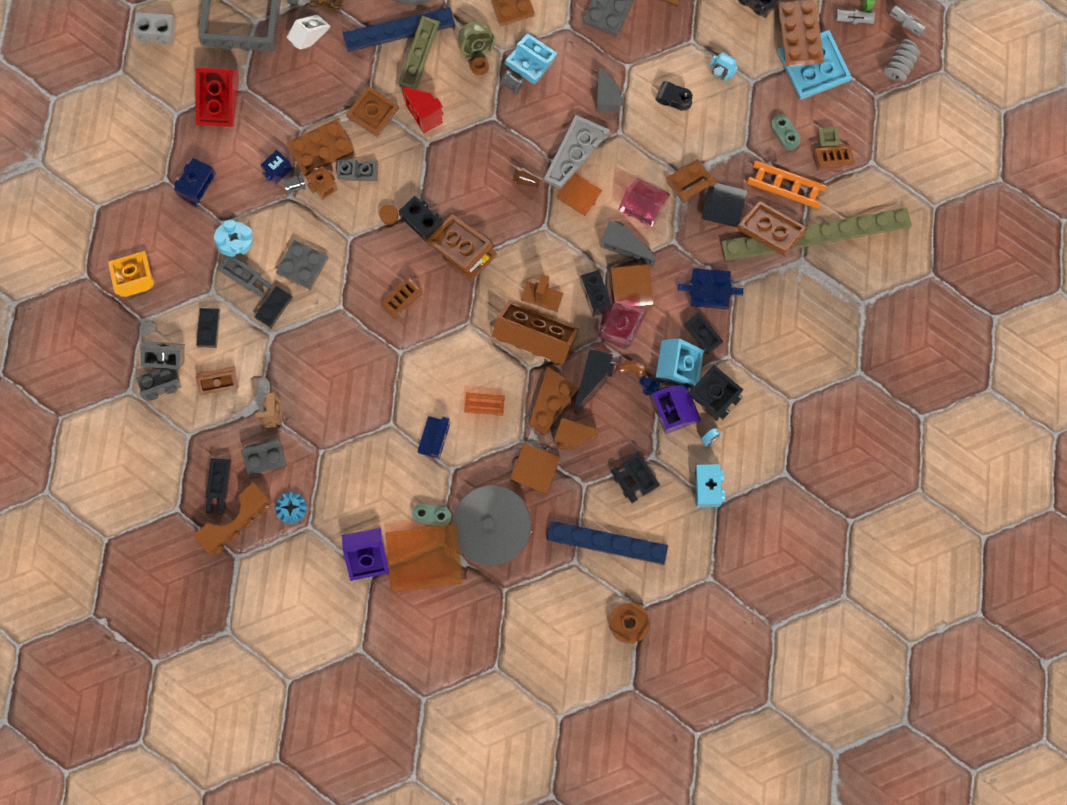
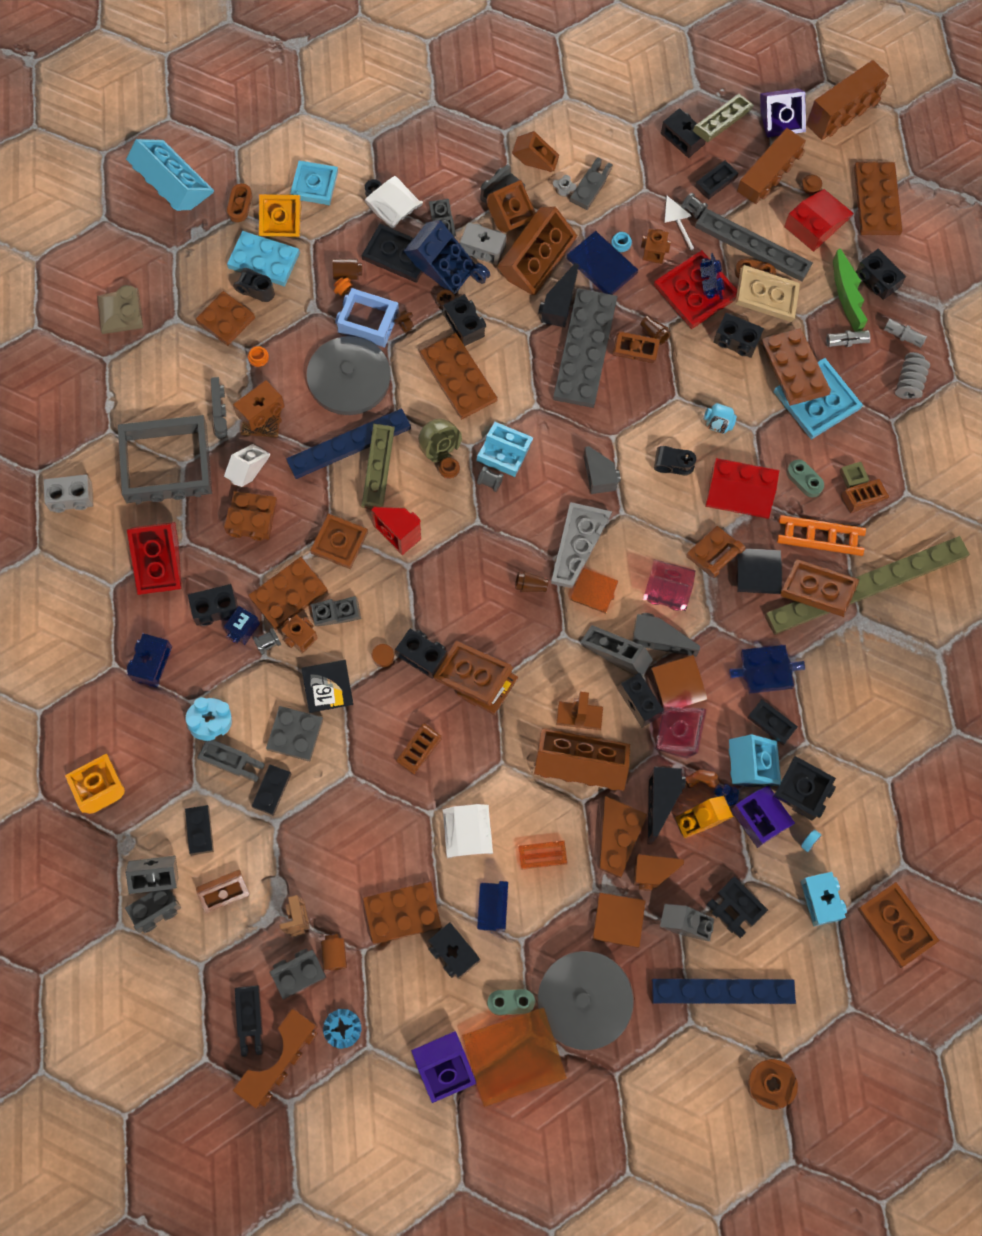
camera: 15 degrees left, 5 degrees down
(257, 140) = (213, 599): none -> black brick
(296, 447) = (333, 953): none -> dark orange brick
(303, 76) = (250, 516): none -> dark orange plate
(336, 231) = (327, 686): none -> slope
(358, 427) = (402, 913): none -> dark orange plate
(389, 454) = (466, 957): none -> black brick
(426, 371) = (467, 830): none -> white slope
(586, 248) = (617, 650): none -> dark grey slope
(590, 481) = (687, 922): none -> dark grey slope
(626, 399) = (704, 816): none -> light orange slope
(727, 130) = (742, 488): none -> red slope
(766, 519) = (898, 925): none -> dark orange plate

